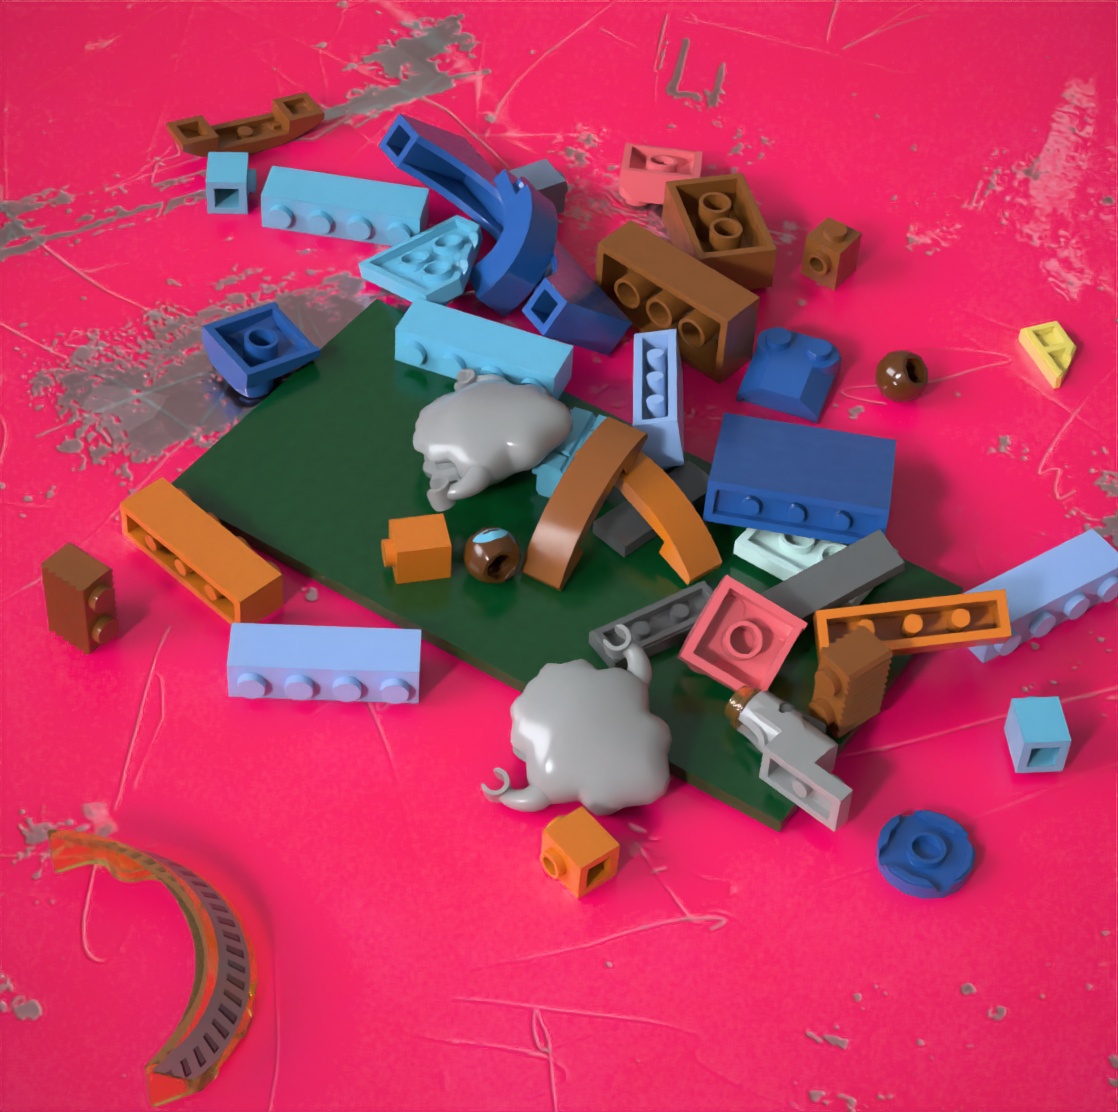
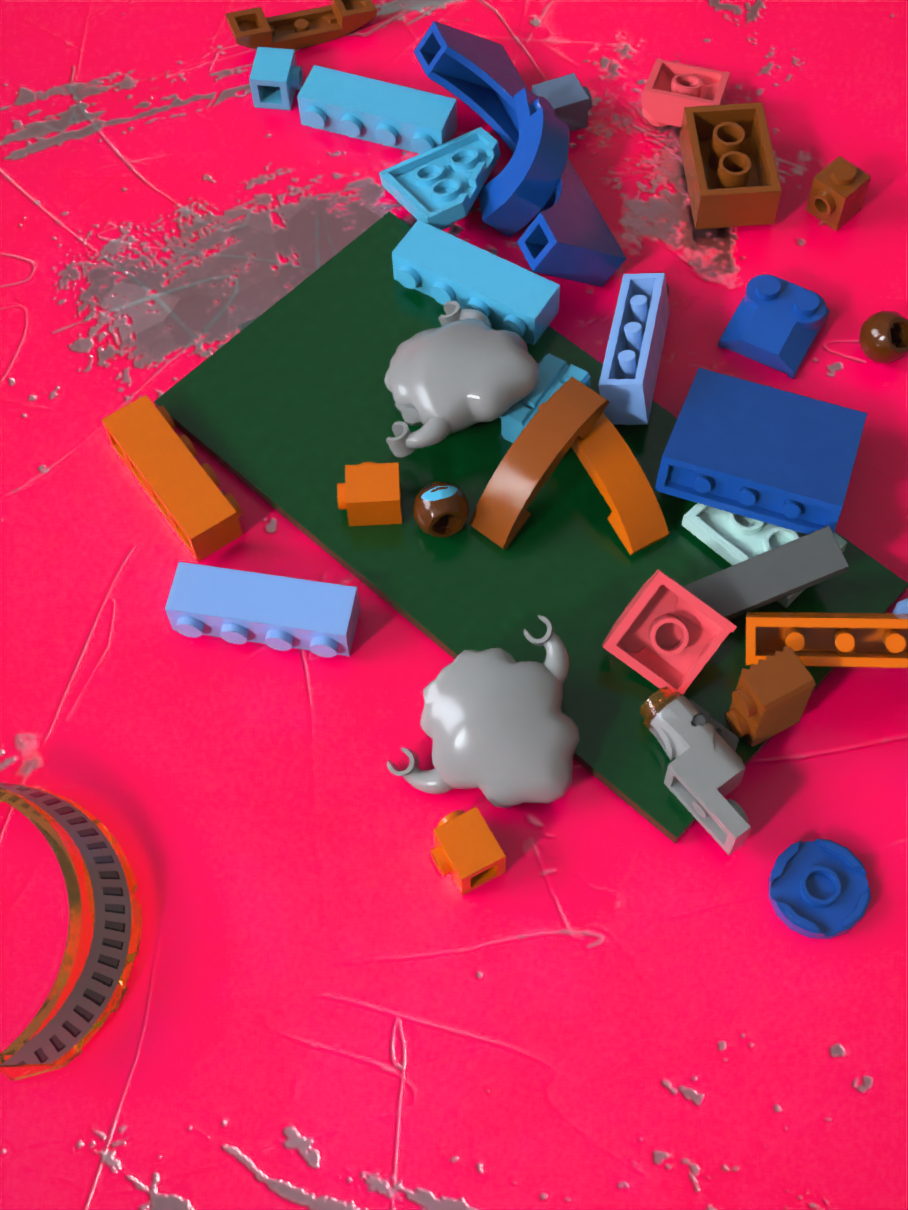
camera: 15 degrees right, 15 degrees up
(79, 598) = (43, 519): dark orange brick -> none
(256, 348) = (265, 258): blue slope -> none
(626, 528) = (576, 488): dark grey tile -> none
(656, 625) = (588, 600): dark grey tile -> none
(672, 290) = (674, 235): dark orange brick -> none

